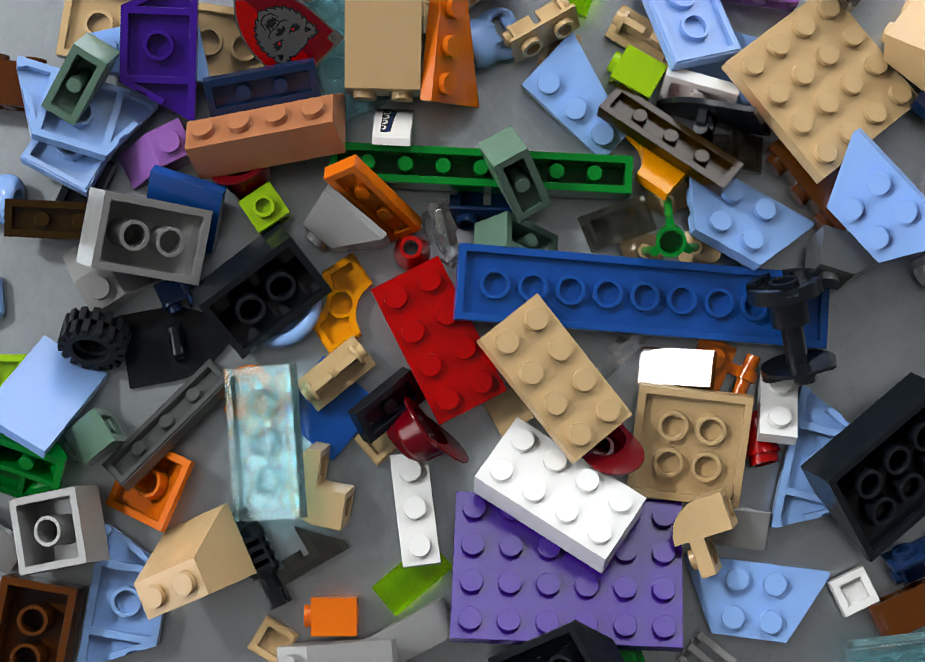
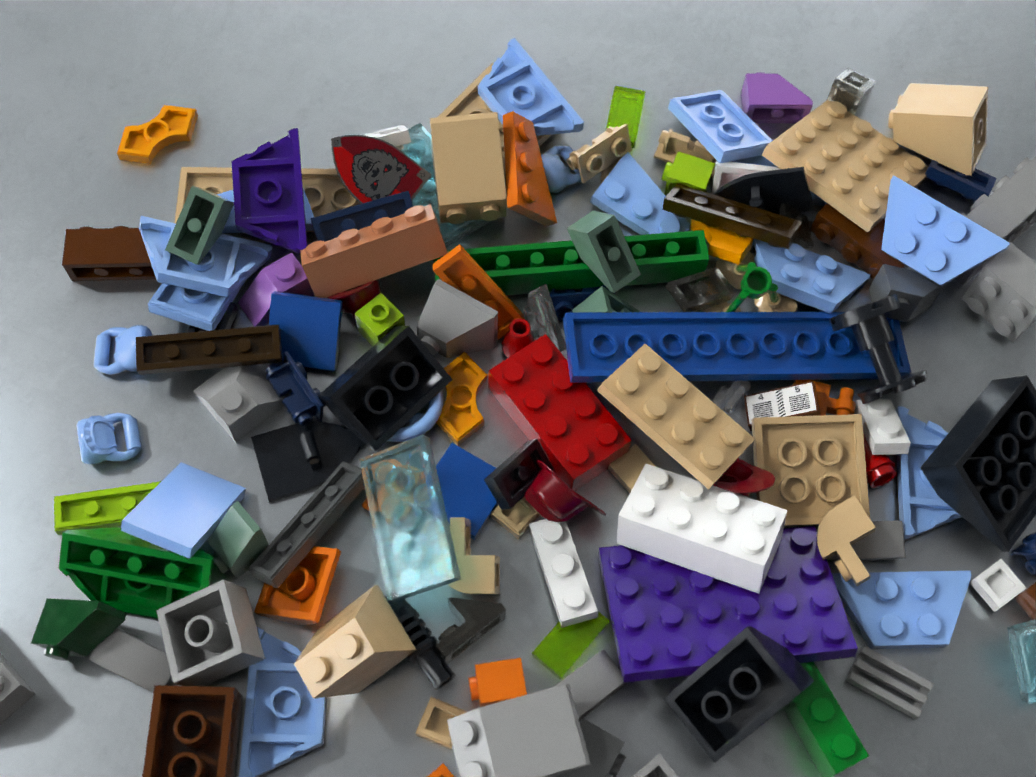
camera: 15 degrees left, 20 degrees down
(94, 338) = (230, 467): black tyre -> none
(143, 236) = (269, 346): light grey slope -> none
(335, 373) = (467, 452): tan hinge -> none
(393, 127) = (486, 238): white slope -> none

